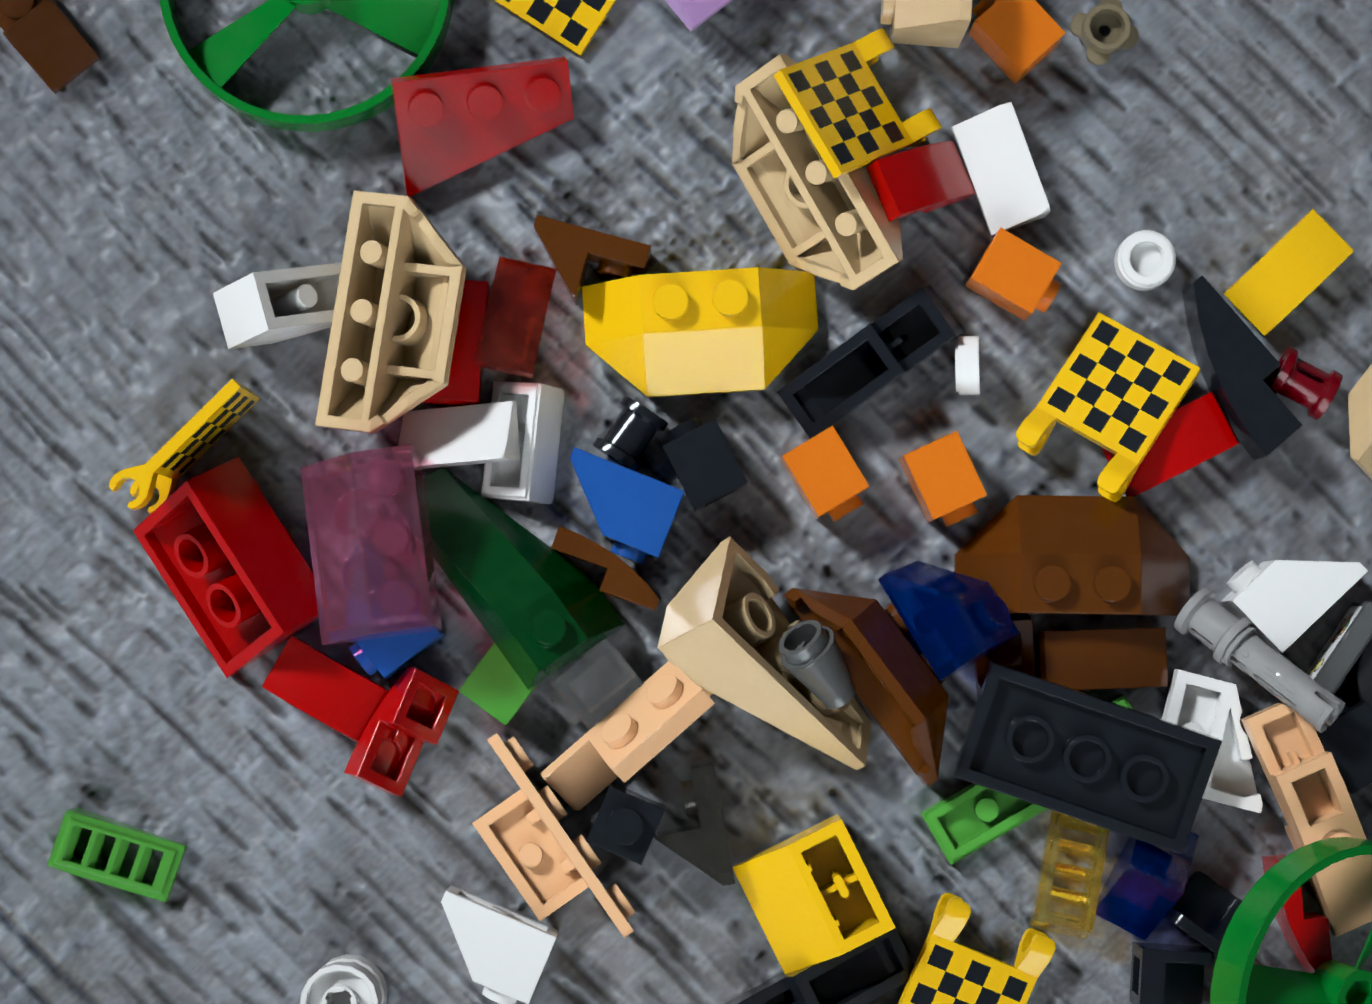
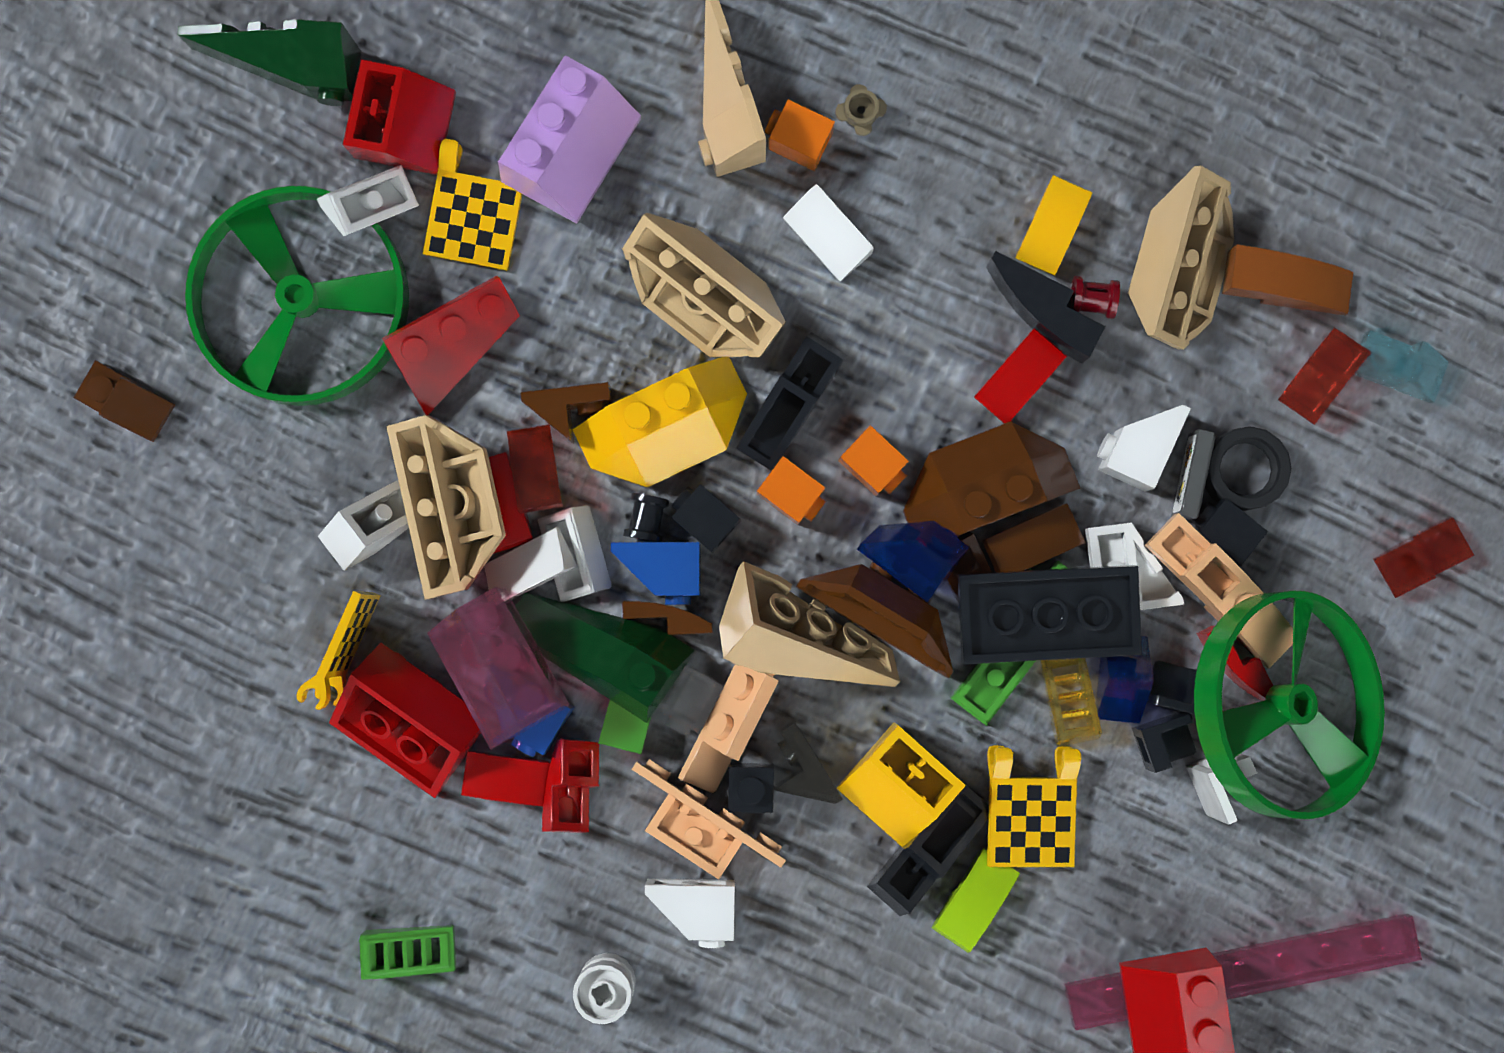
camera: 20 degrees left, 0 degrees up
(817, 662) = (837, 623): dark grey cone -> none
(847, 108) = (706, 233): yellow flag -> none
(920, 180) = (775, 262): red slope -> none
(967, 365) = (859, 377): white tile -> none
(1015, 276) = (867, 302): orange brick -> none
(1114, 393) = (968, 356): yellow flag -> none
(1145, 260) = (952, 256): white tile -> none
(1238, 644) = (1122, 495): light grey pin -> none

